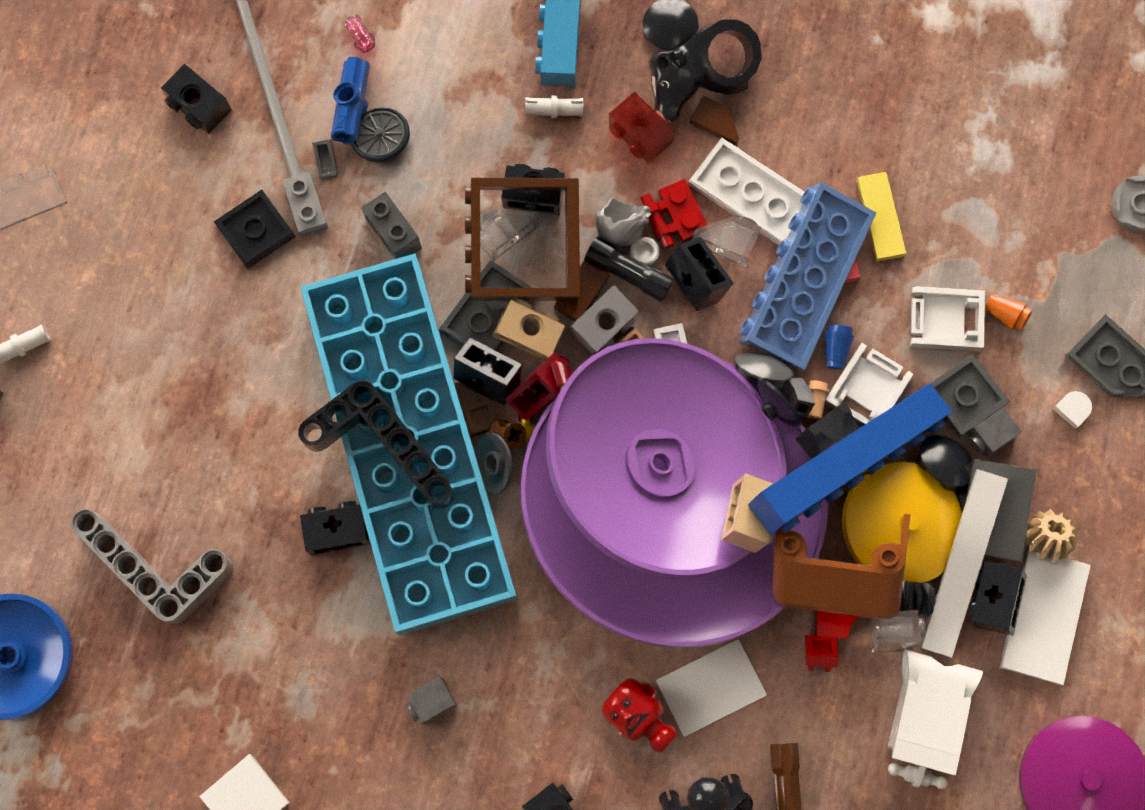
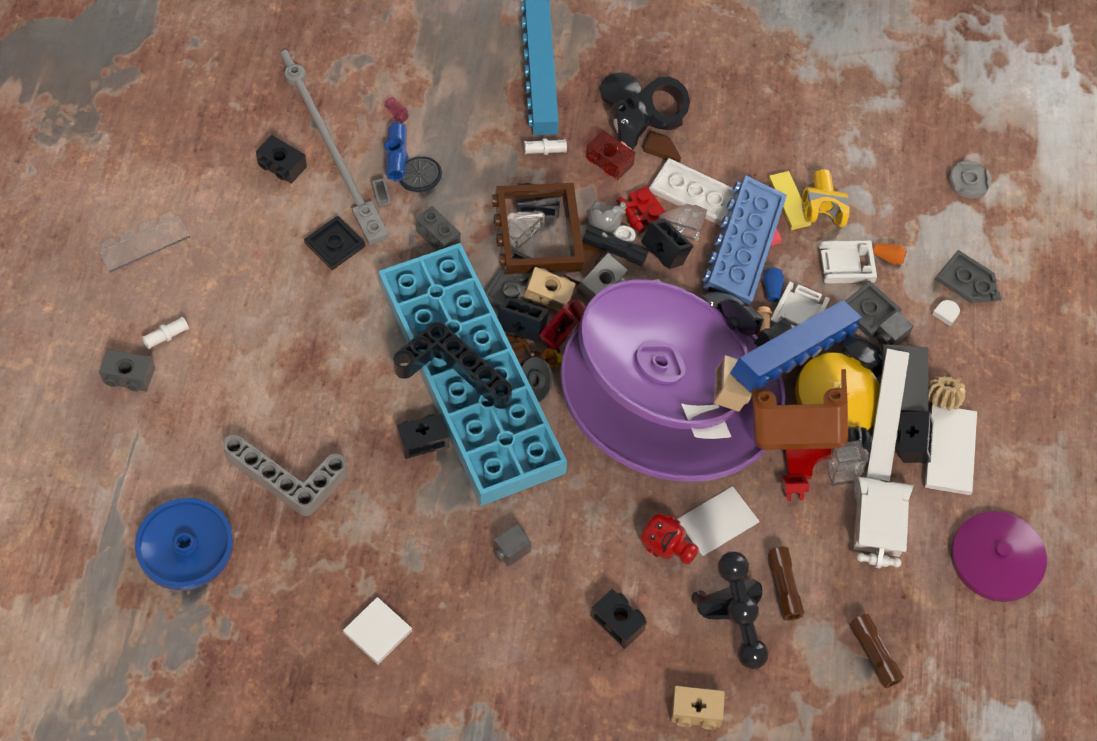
camera: 15 degrees left, 15 degrees down
(720, 581) = (715, 432): none -> white sticker
(929, 223) = (825, 200): none -> yellow connector

